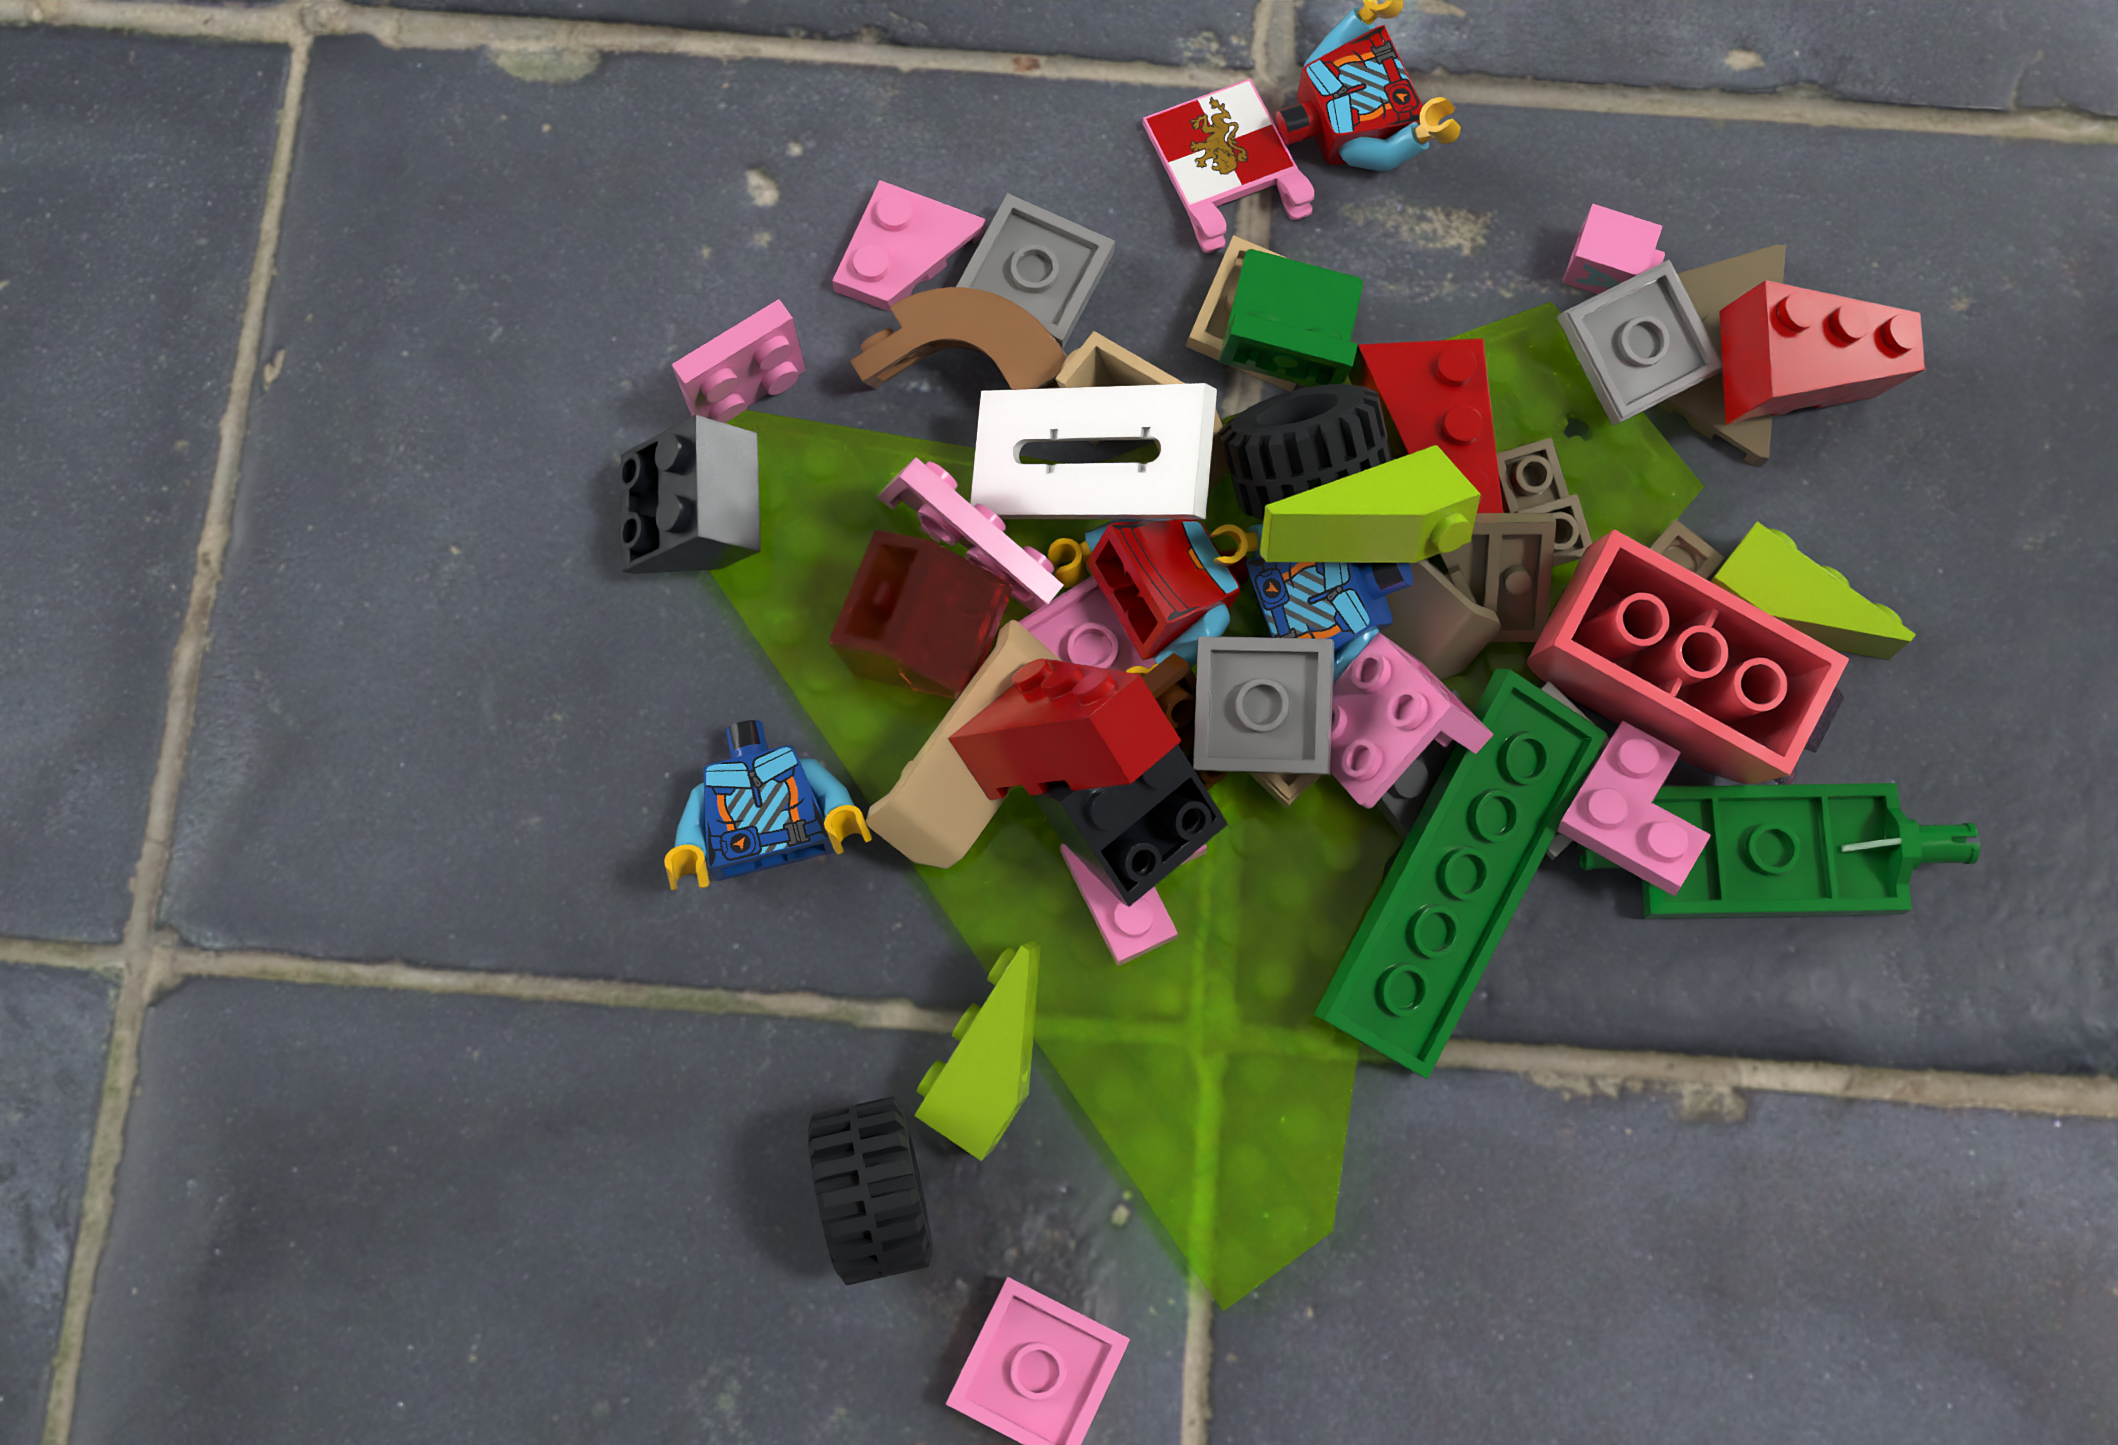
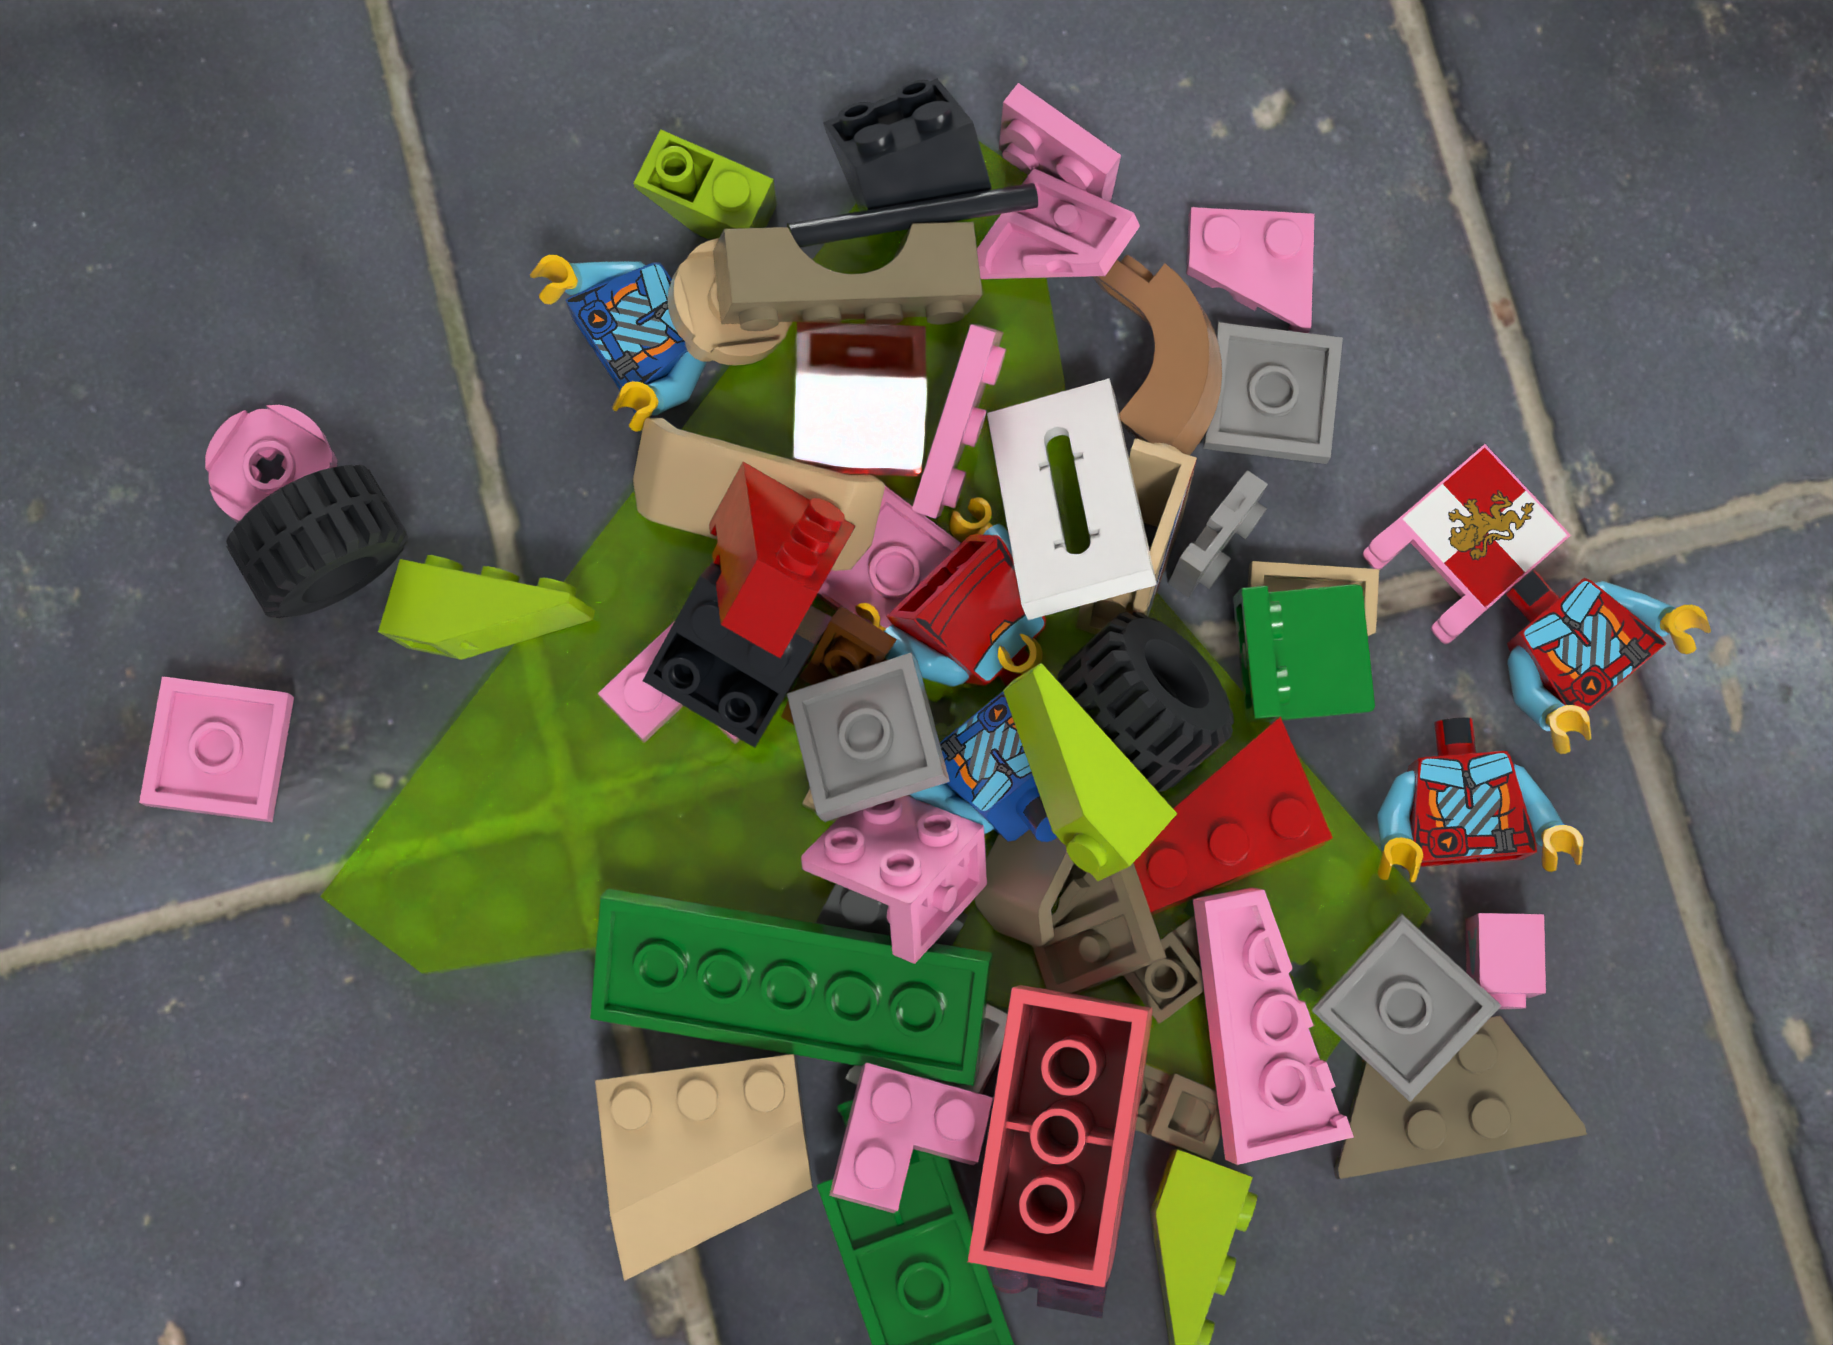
camera: 70 degrees right, 5 degrees up
(649, 700) = (704, 188): none -> lime slope
(725, 1221) = (258, 435): none -> bright pink plate
(758, 510) = (903, 216): none -> black bar
(774, 651) = (771, 280): none -> dark tan arch
(782, 738) = (697, 320): none -> tan plate
(819, 395) = (1062, 237): none -> bright pink wing
(1143, 336) = (1236, 514): none -> light grey wing
(1477, 236) = (1468, 810): none -> torso
(1584, 1013) = (699, 1153): none -> tan wedge
(1649, 473) = (1264, 1060): none -> bright pink wing
(1810, 349) = (1459, 1181): wedge -> none

